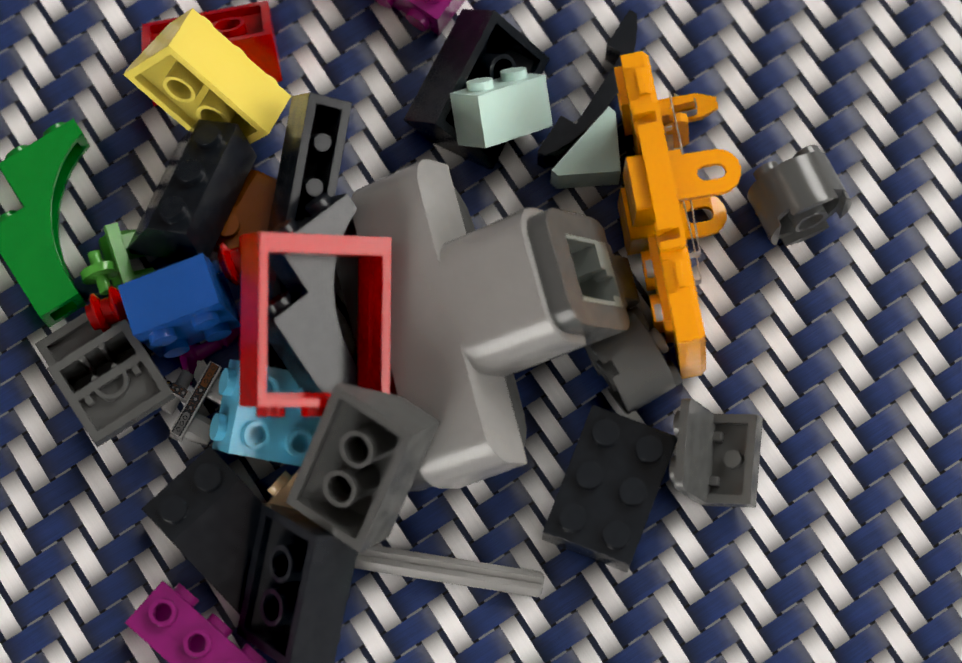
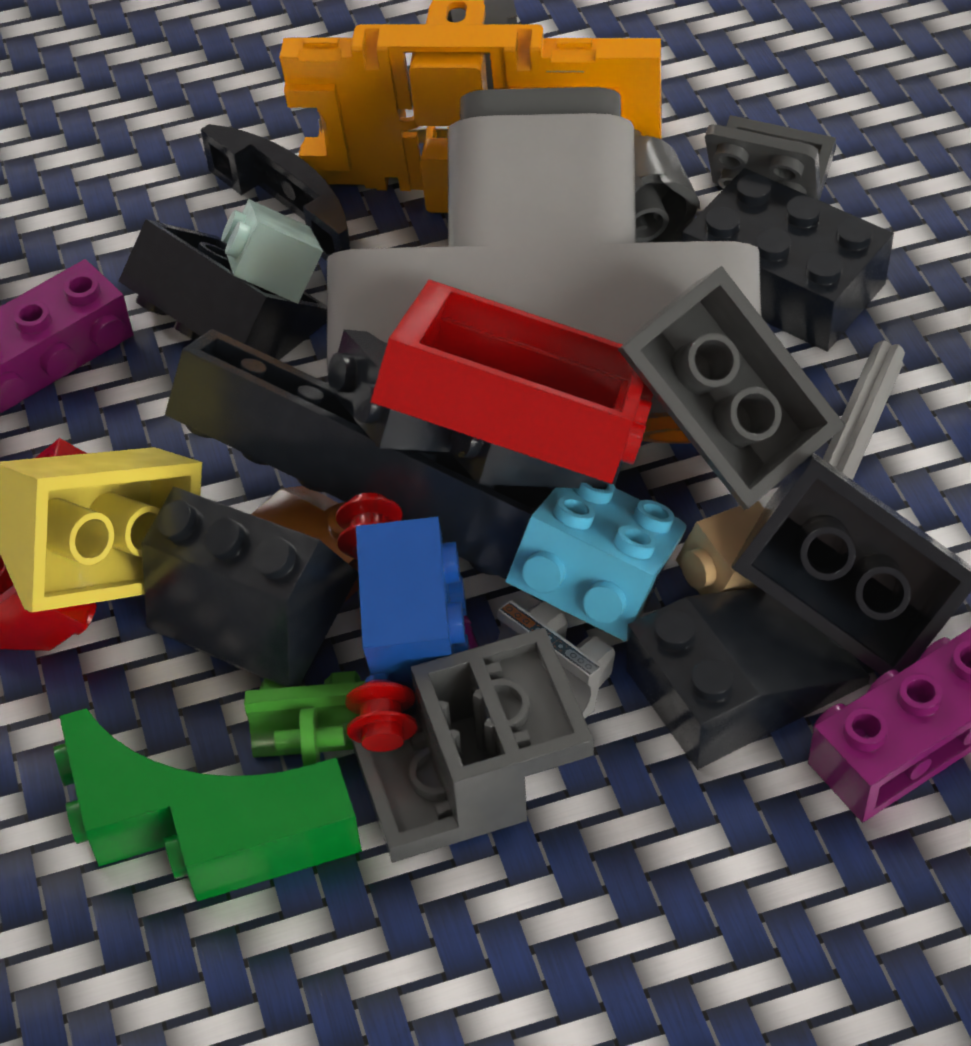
camera: 75 degrees left, 25 degrees down
(593, 158) = (367, 198): light aqua slope -> none

